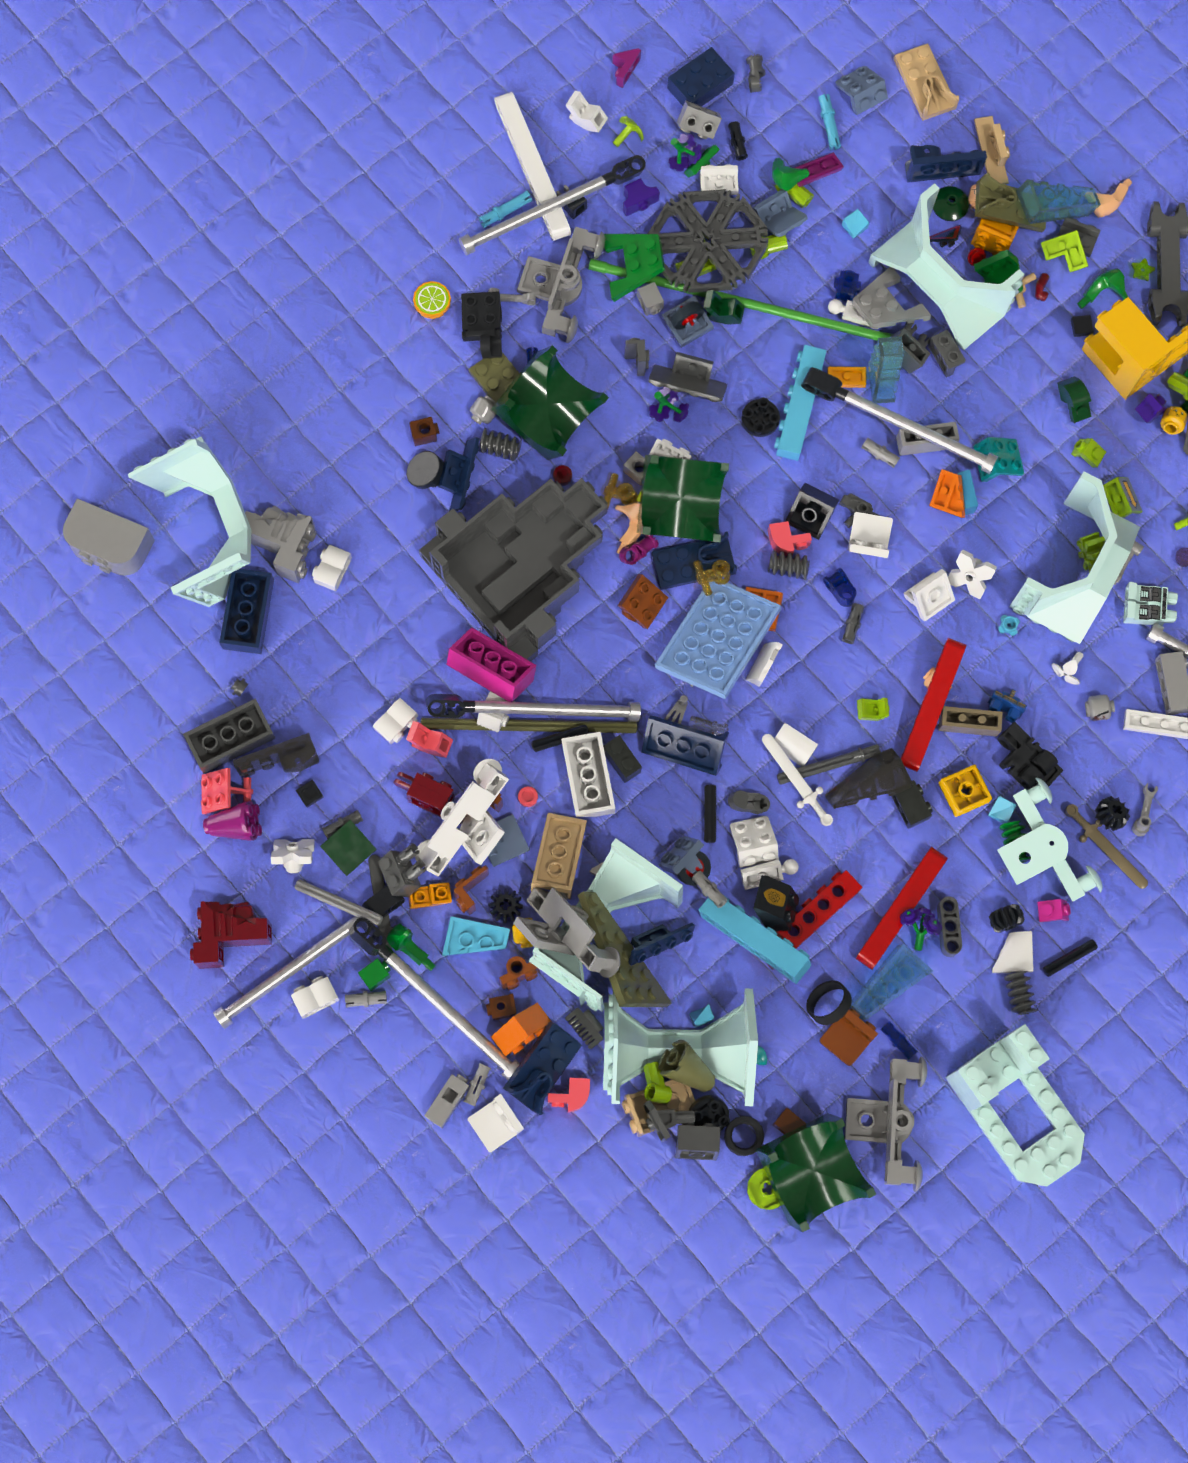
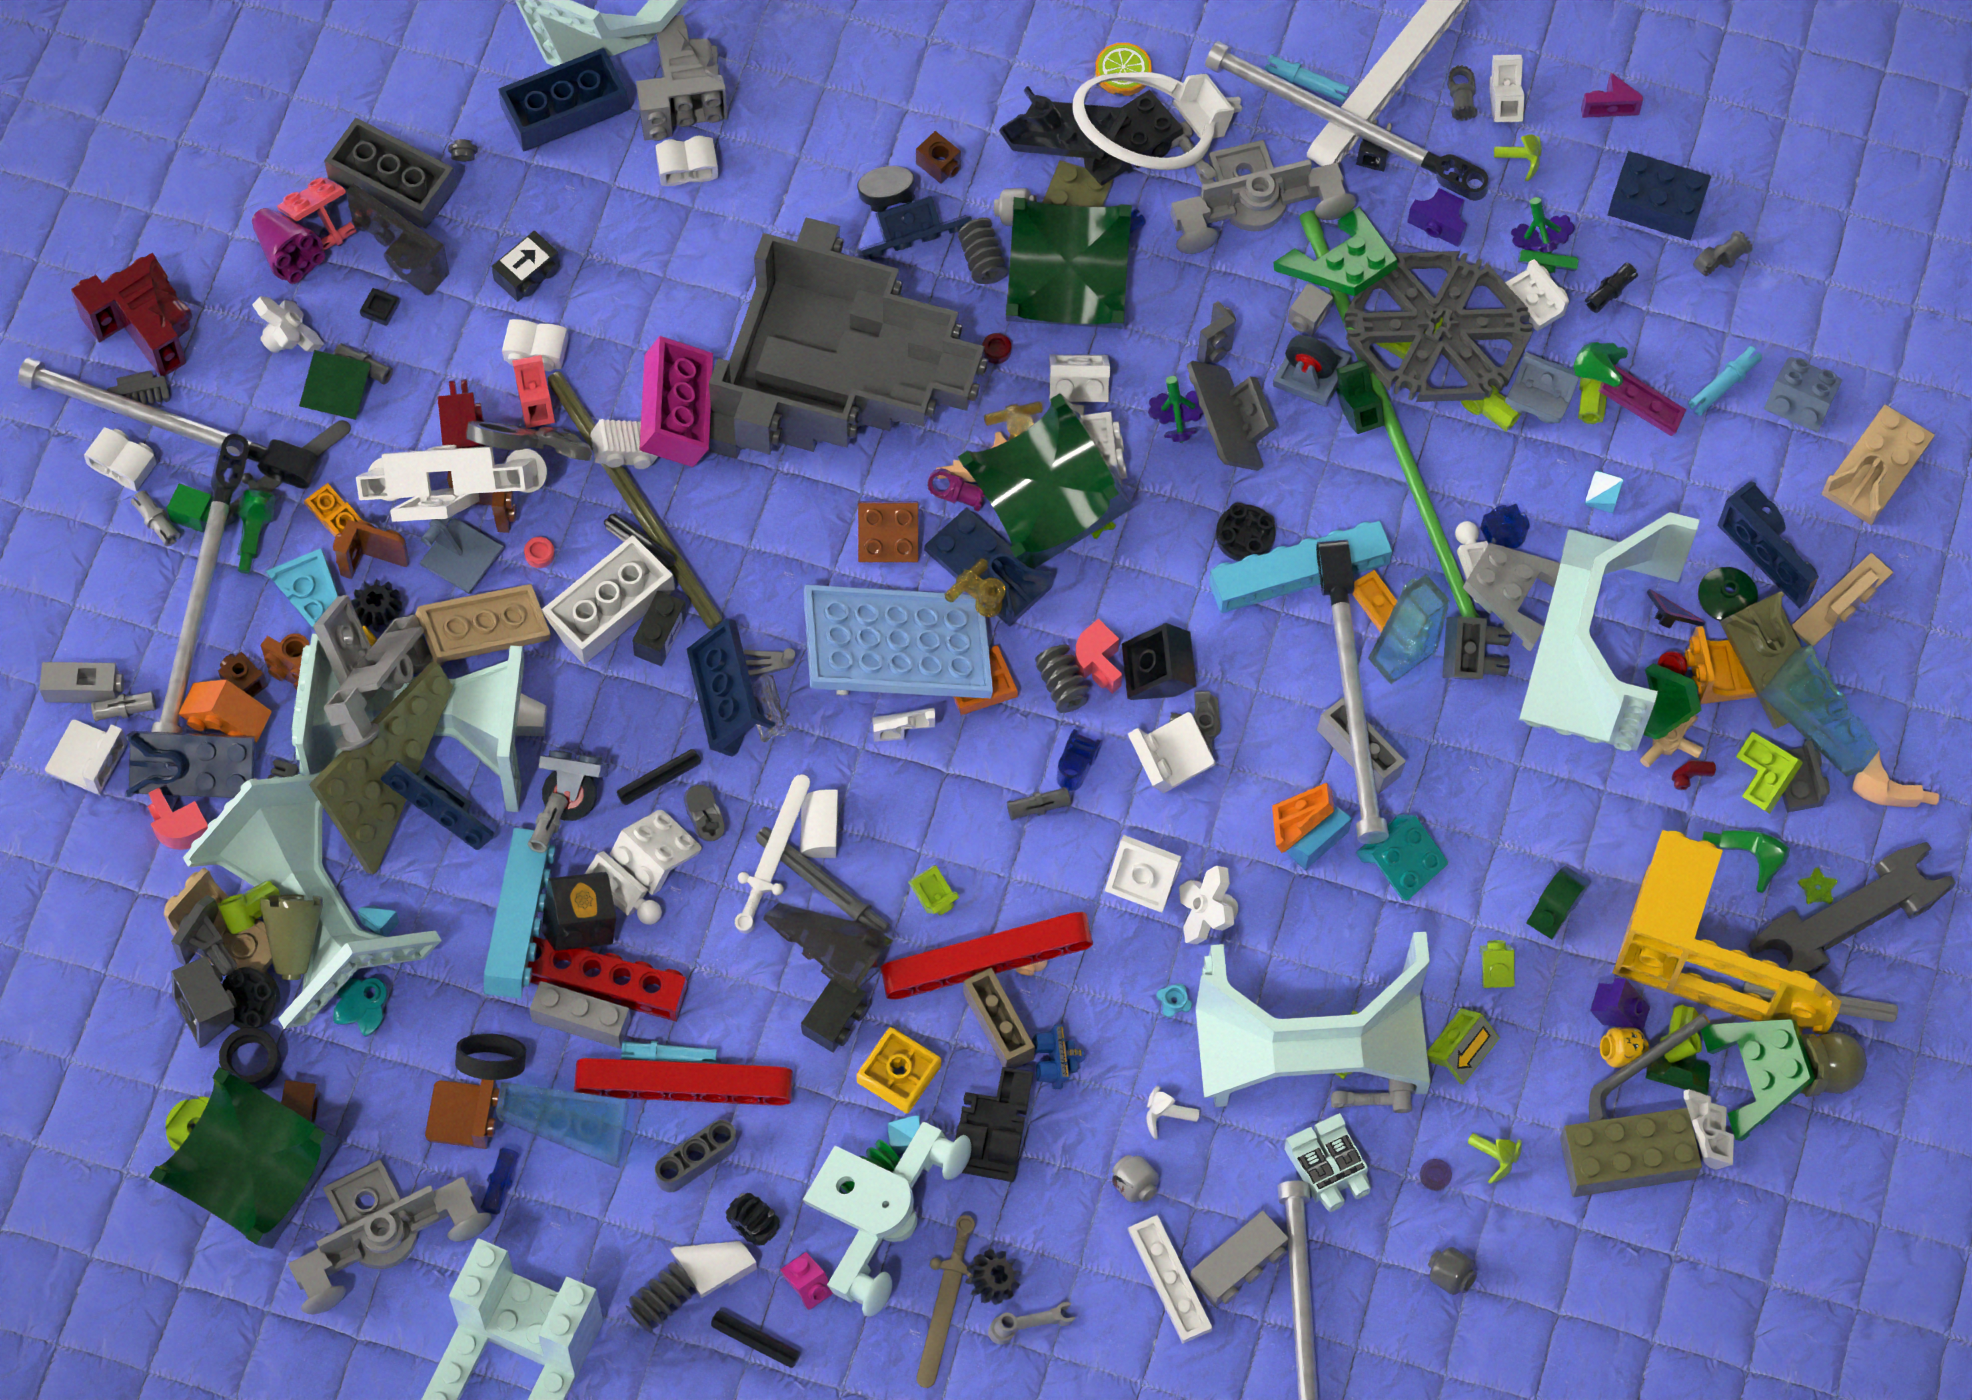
camera: 60 degrees right, 10 degrees down
(269, 959) = (140, 384): none -> dark grey piece
(338, 902) = (255, 412): light grey axle -> none
(341, 696) = (526, 266): none -> pearl dark grey brick
(399, 871) = (338, 456): dark grey brick -> none
(458, 352) = (1053, 130): none -> black plate
(464, 759) = (519, 438): none -> dark grey animal
(486, 273) = (1196, 100): none -> white brick
(570, 136) = (1462, 93): none -> dark grey connector
(611, 442) = (1079, 377): none -> white bracket
(631, 711) = (730, 604): flat silver piece -> none
(699, 120) = (1598, 221): light grey brick -> none
(831, 938) = (580, 1014): none -> light grey brick
(875, 913) = (668, 1053): none -> medium azure pin
(880, 452) = (1302, 703): light grey pin -> none
(927, 920) = (677, 1119): dark purple plant -> none
(946, 352) = (1501, 700): dark grey bracket -> none

